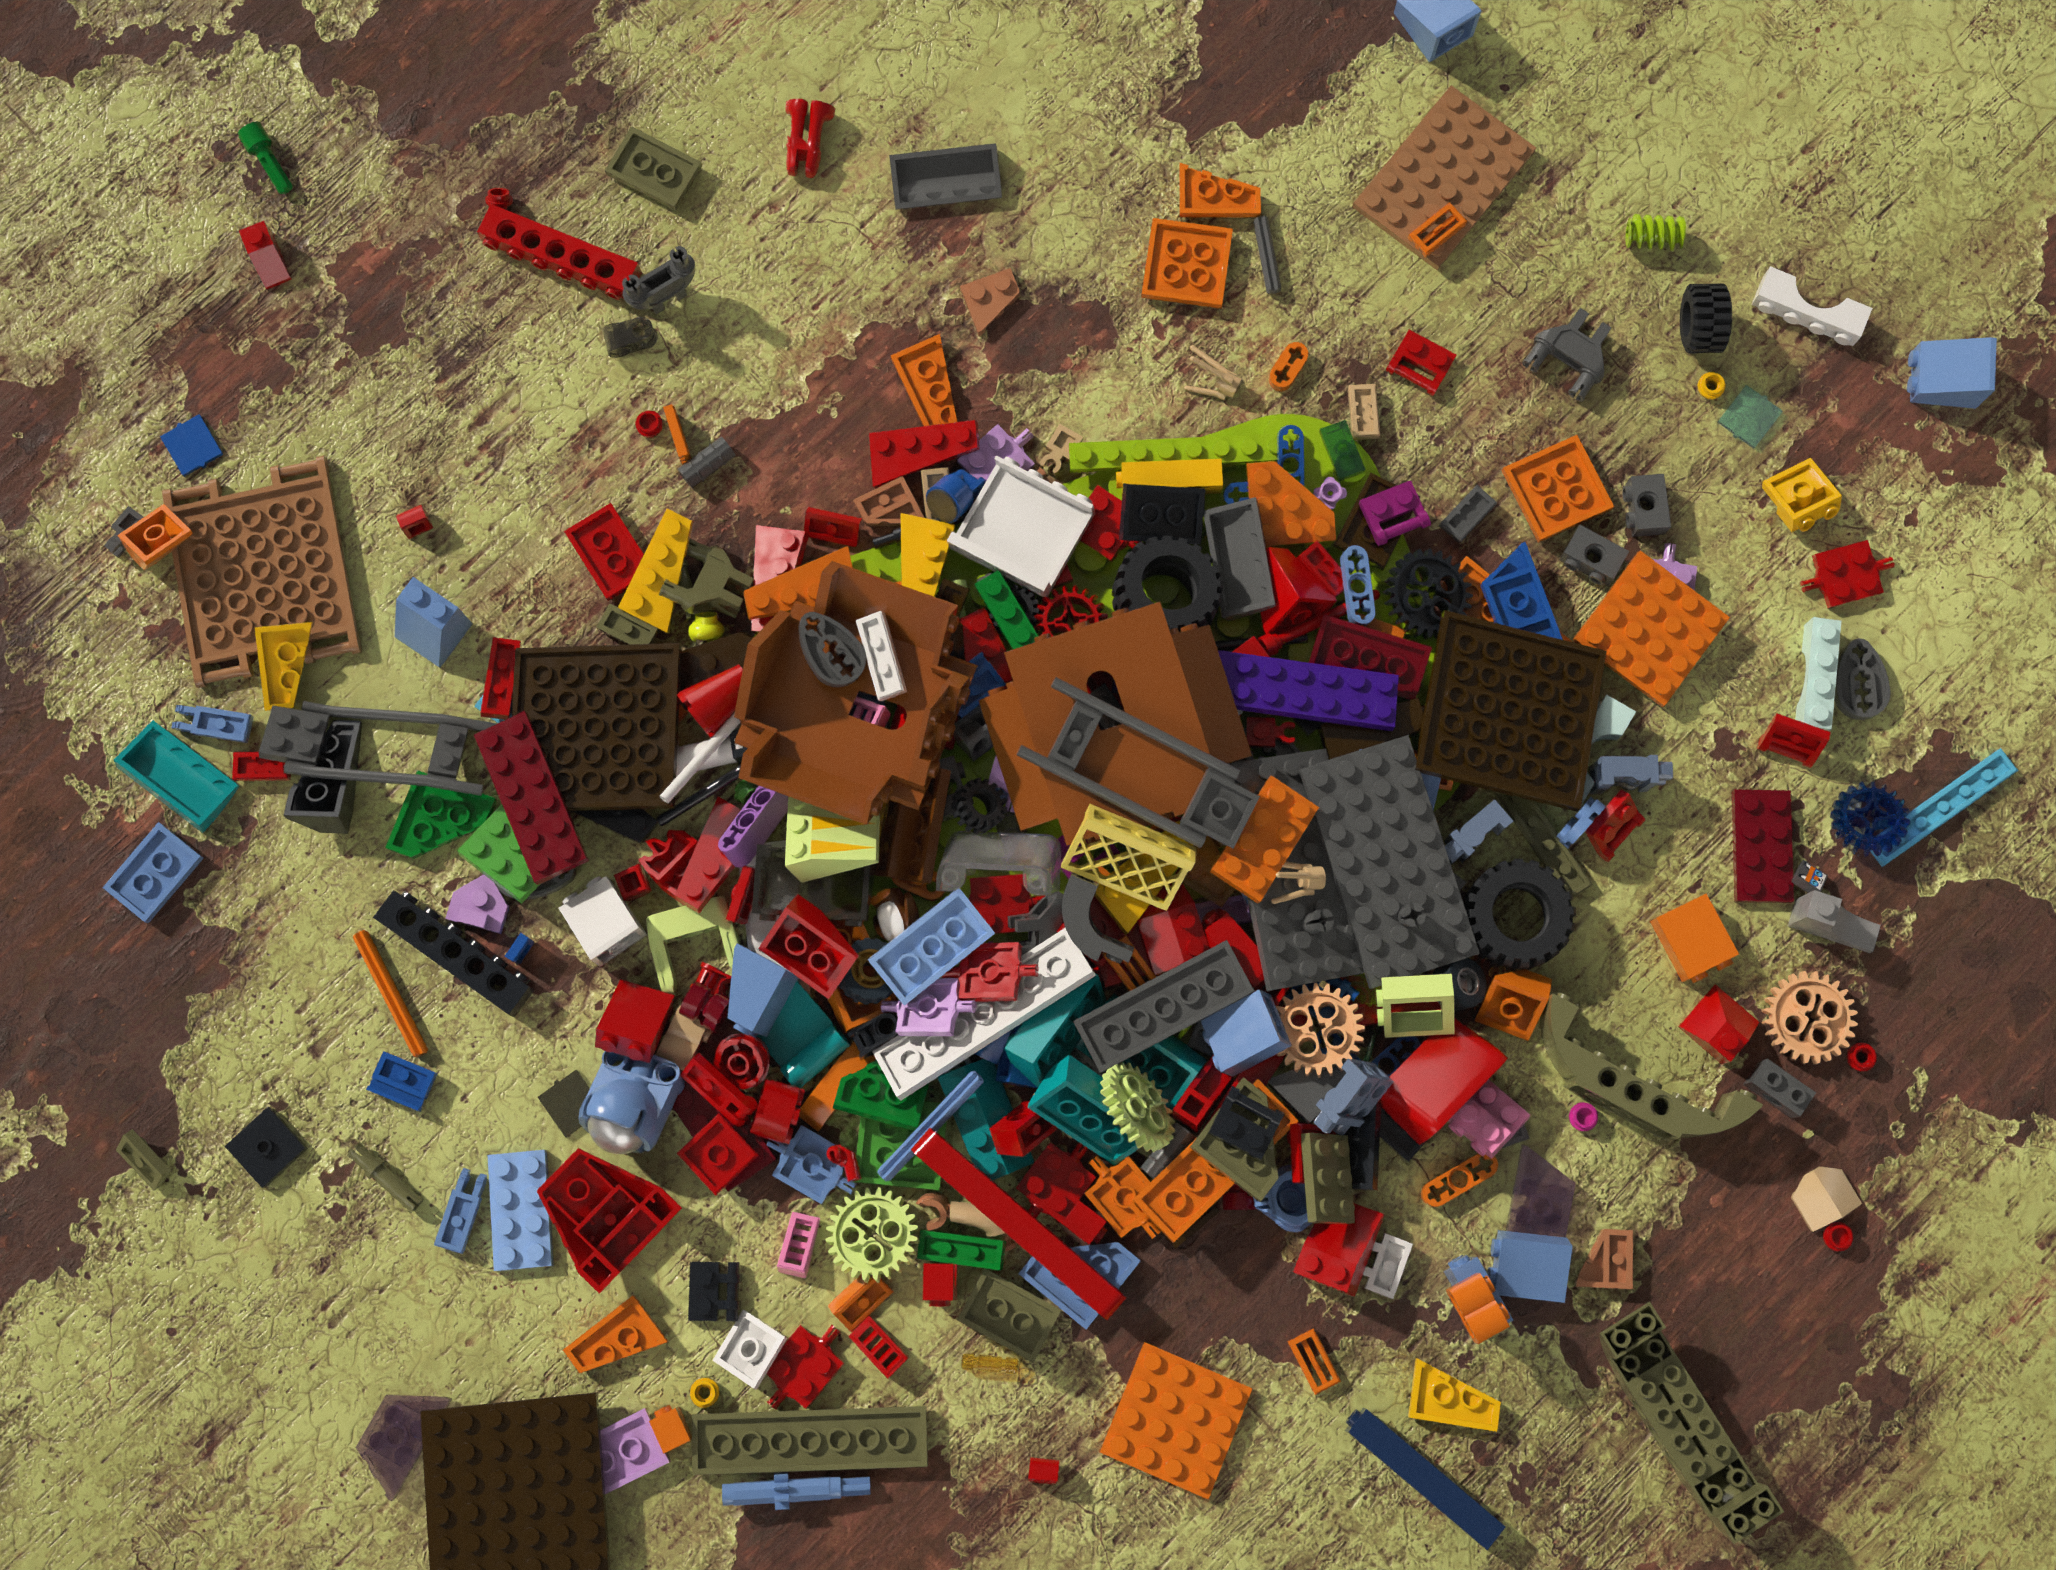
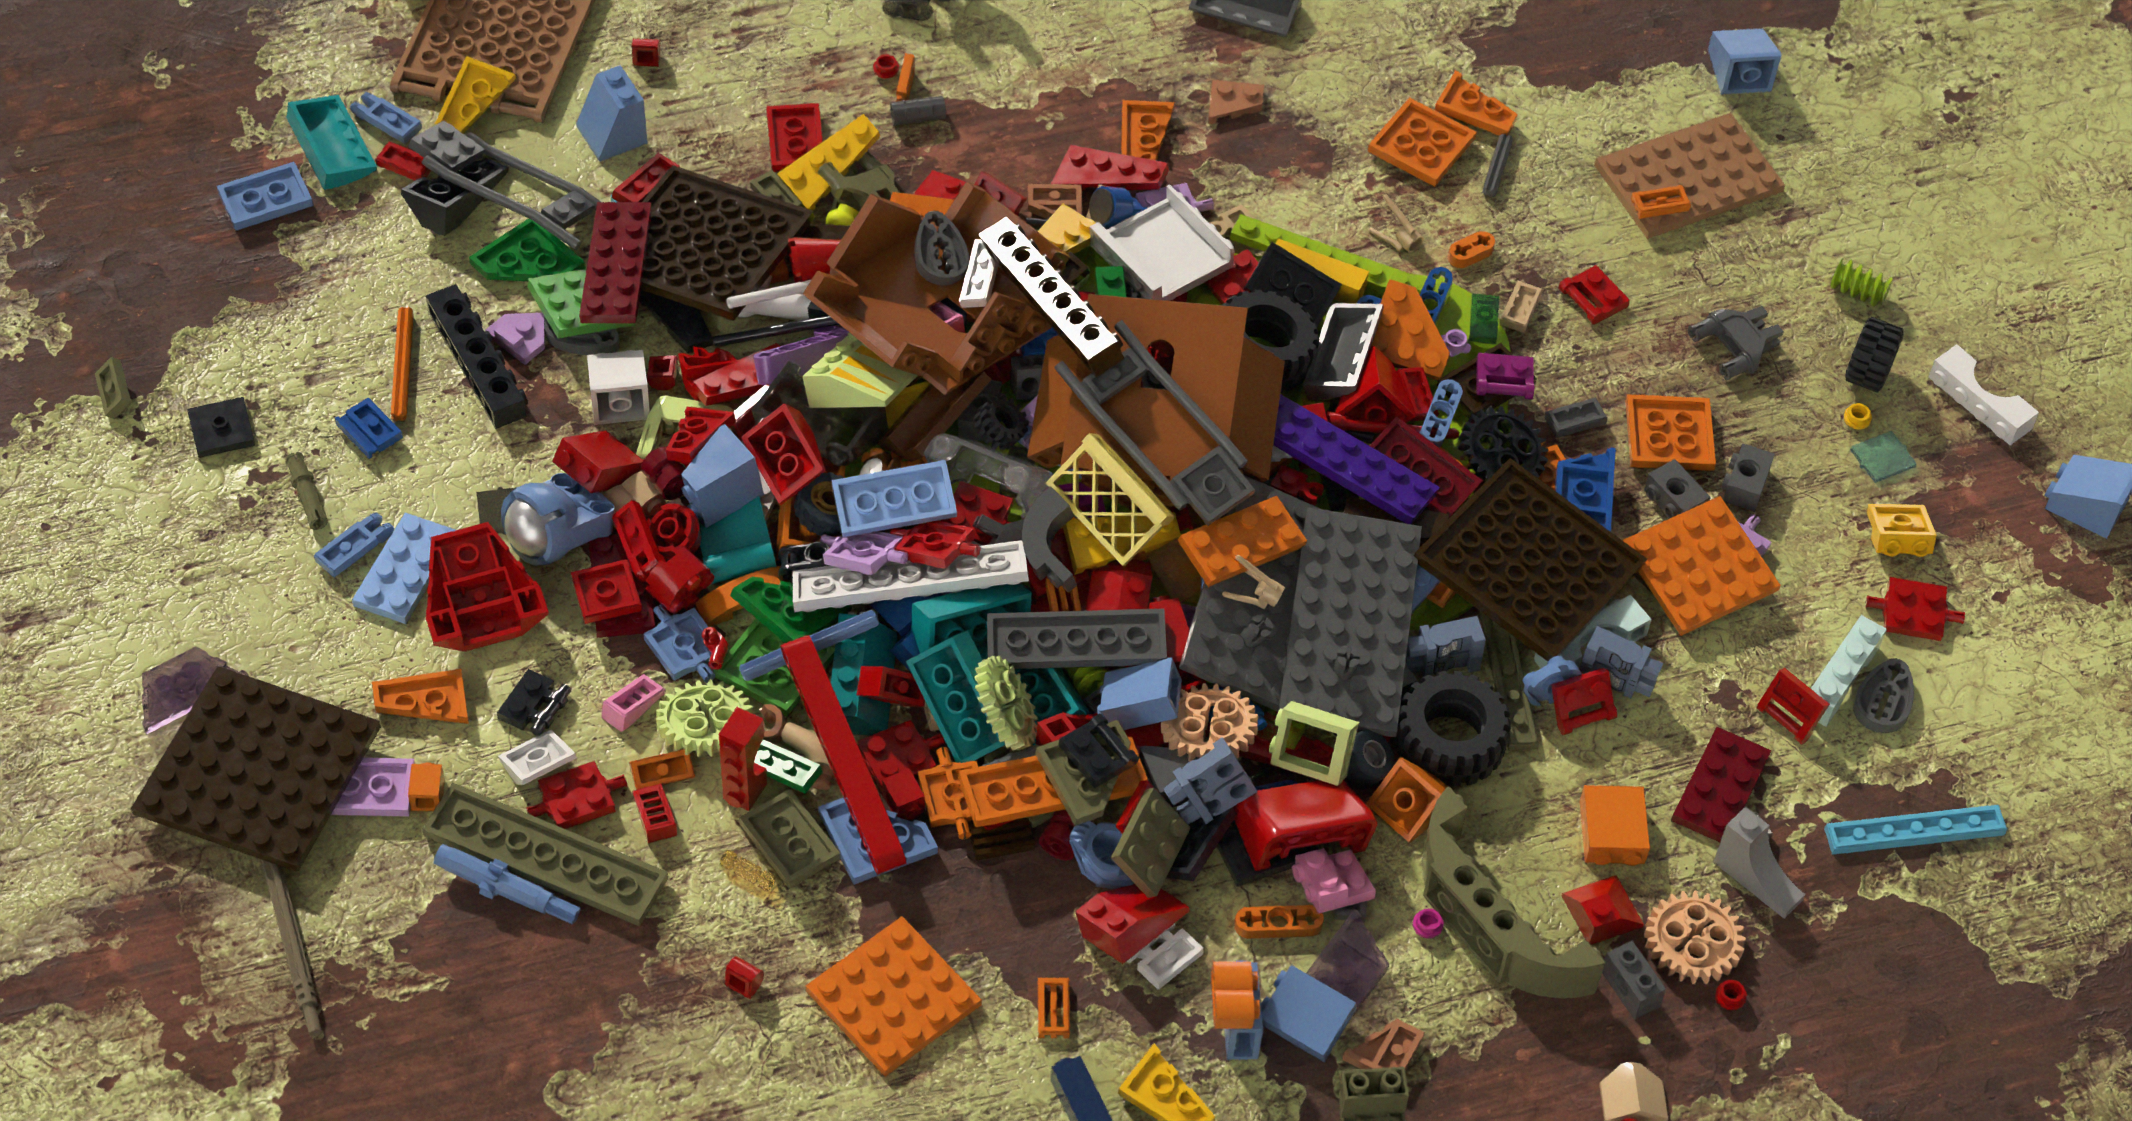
camera: 20 degrees right, 25 degrees down
(519, 949) = (533, 376): blue tile -> none
(695, 1392) = (474, 768): yellow plate -> none
(712, 952) = (696, 431): none -> red wing
(887, 626) = (1052, 297): none -> brick
(1893, 818) = (1836, 800): clear blue gear -> none

